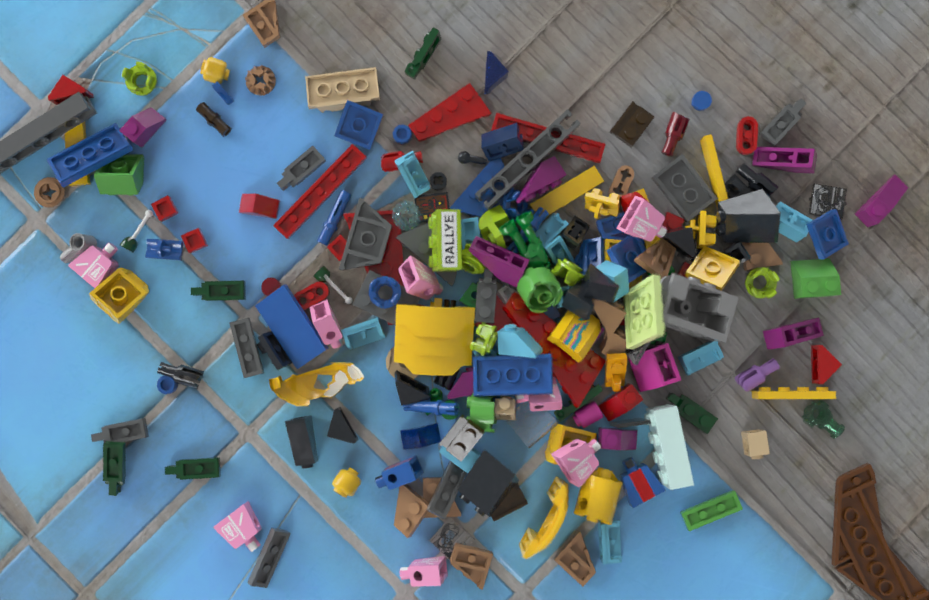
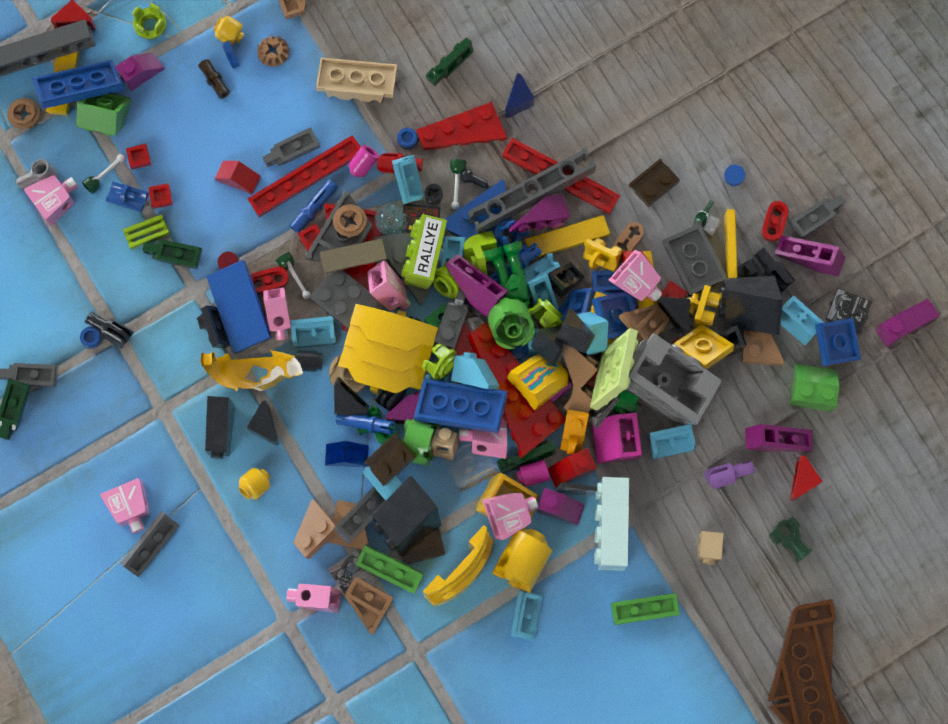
camera: 15 degrees right, 10 degrees down
(119, 294) = (67, 232): yellow slope -> none
(176, 285) = (127, 231): none -> lime tile
(195, 468) = (96, 431): dark green hinge -> none
(246, 347) = (185, 318): dark grey plate -> none
(358, 125) = (363, 117): blue plate -> none
(365, 360) = (309, 360): none -> black brick
(368, 166) = (363, 161): none -> dark pink brick
(376, 284) = (344, 279): blue piece -> none
(379, 223) = (349, 211): none -> medium nougat gear
(382, 259) = (353, 255): none -> dark tan tile
(400, 473) = (321, 483): blue torso -> none
(454, 151) = (457, 167): none -> hinge
(483, 529) = (389, 568): none -> bright green plate
(502, 142) = (510, 168): dark blue hinge -> none
(576, 559) = (483, 627): medium nougat wing -> none
(639, 483) = (572, 559): torso -> none
(674, 132) = (697, 200): dark red arm -> none
(683, 145) = (703, 214): none -> clear green hand
(692, 152) = (711, 225): none -> light grey axle
(693, 412) = (649, 499): dark green hinge -> none
(771, 282) = (764, 369): lime piece -> none
(800, 393) = (771, 505): yellow plate -> none

